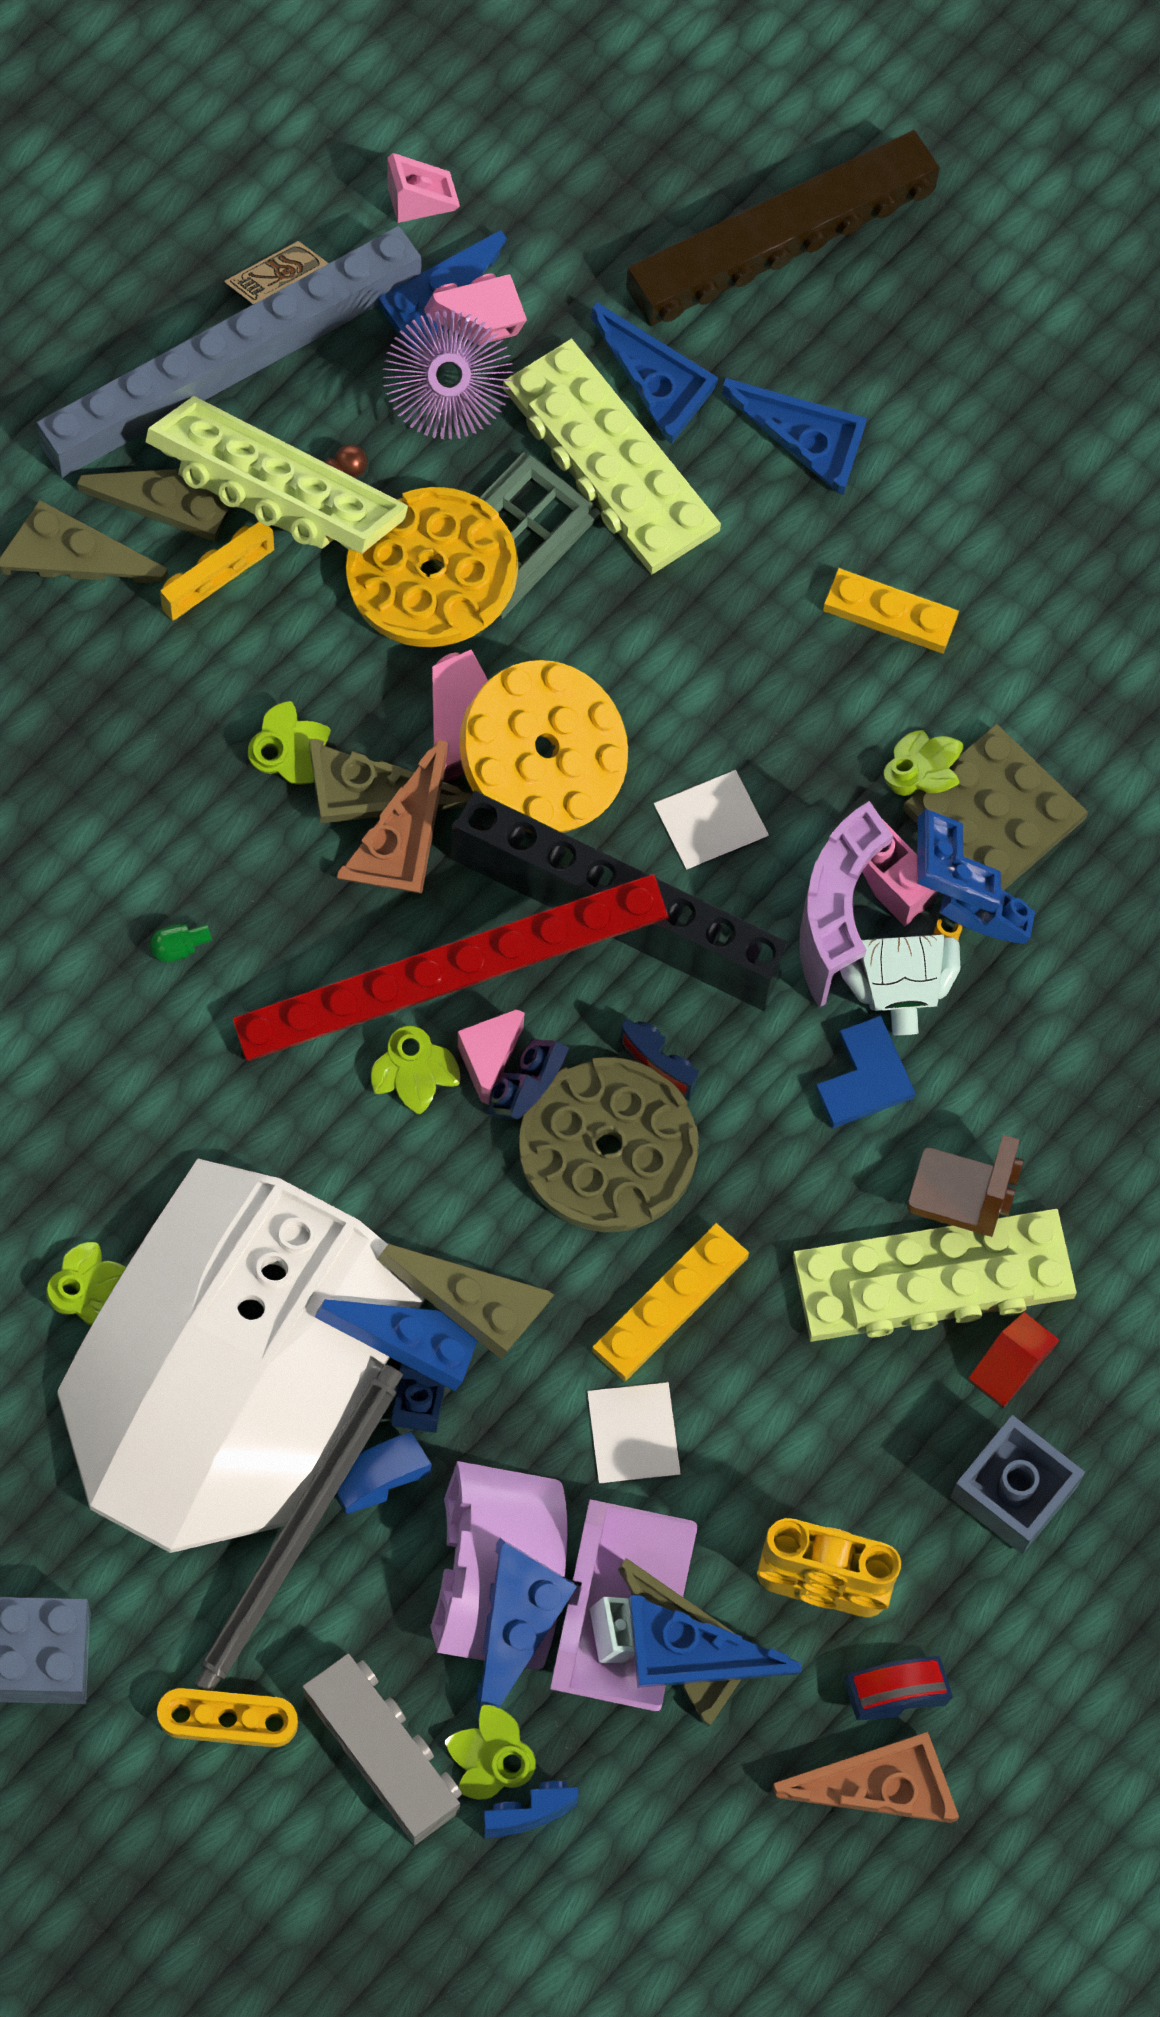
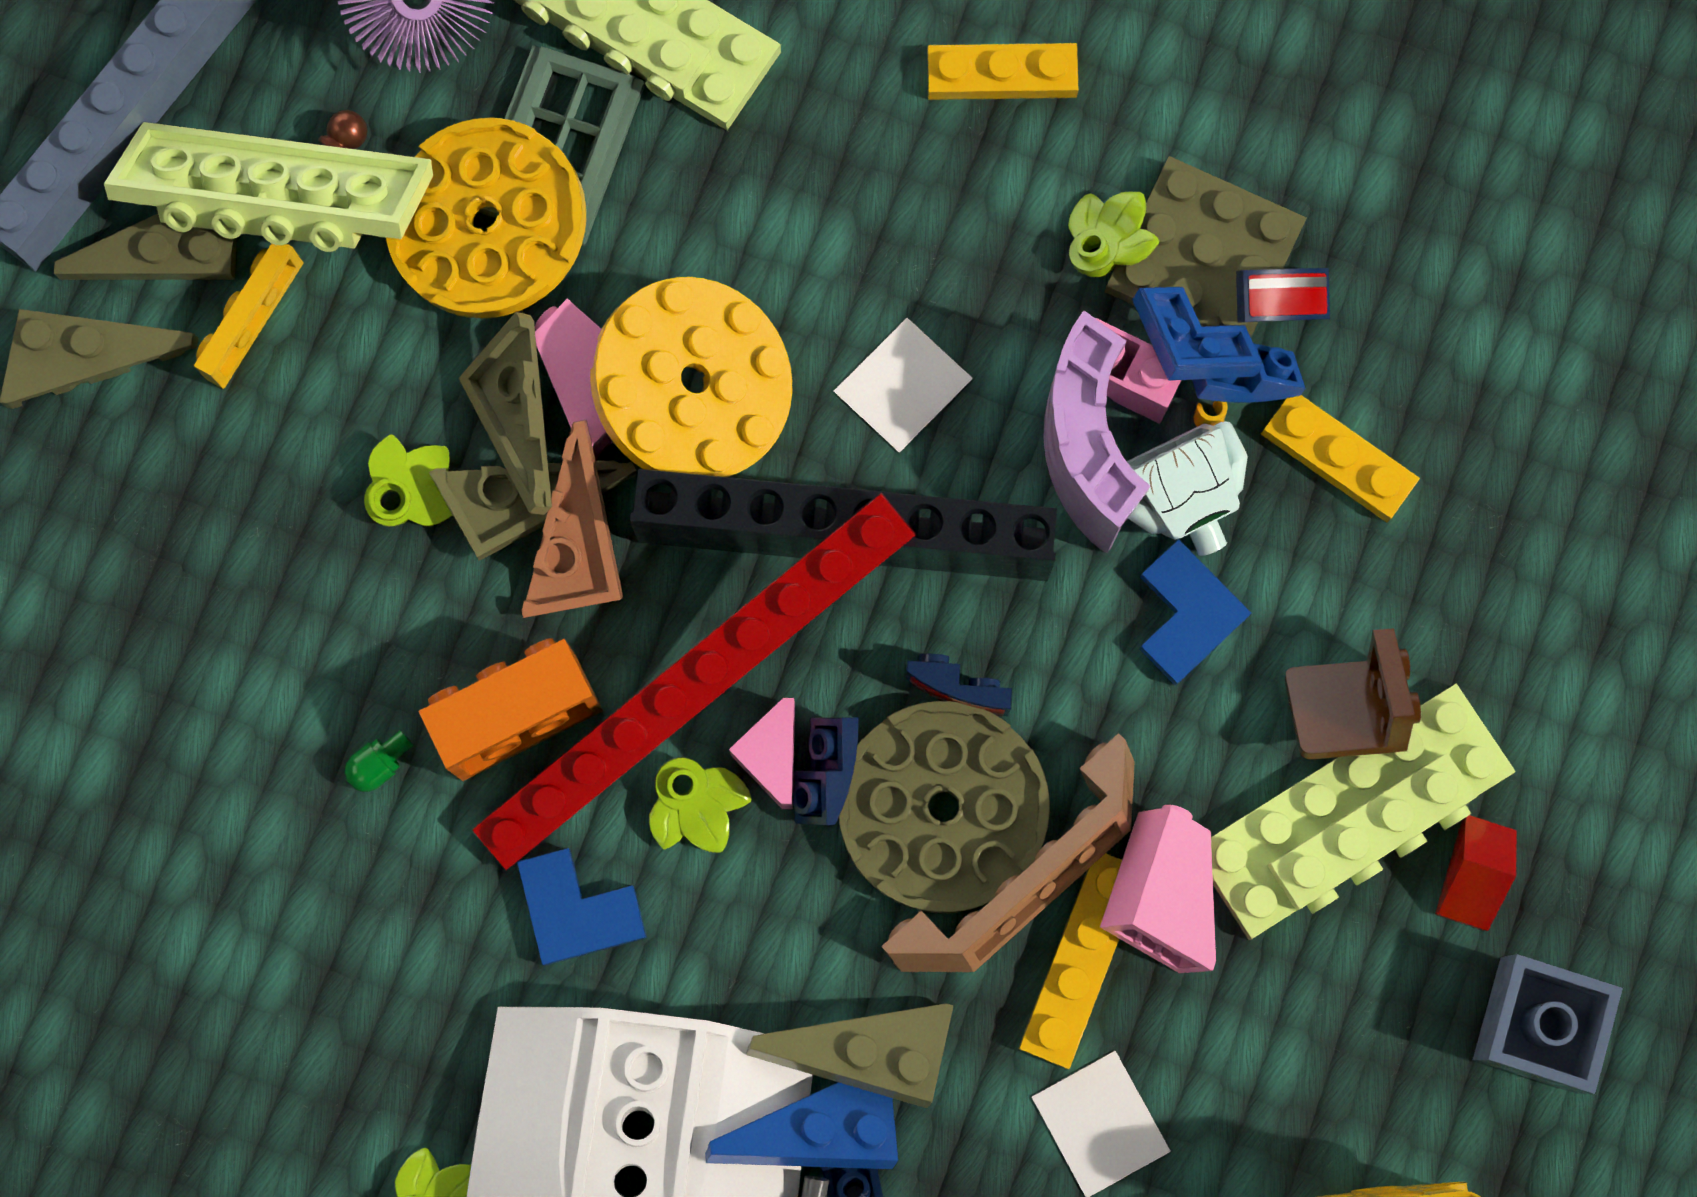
camera: 15 degrees left, 10 degrees up
(279, 1121) = (566, 922): none -> blue tile
(301, 937) = (509, 709): none -> orange brick
(392, 712) = (508, 400): none -> olive wing
(549, 1242) = (922, 947): none -> medium nougat slope
(756, 1271) = (1166, 891): none -> bright pink slope
(1038, 1004) = (1340, 456): none -> yellow plate
(1042, 861) = (1282, 294): none -> slope

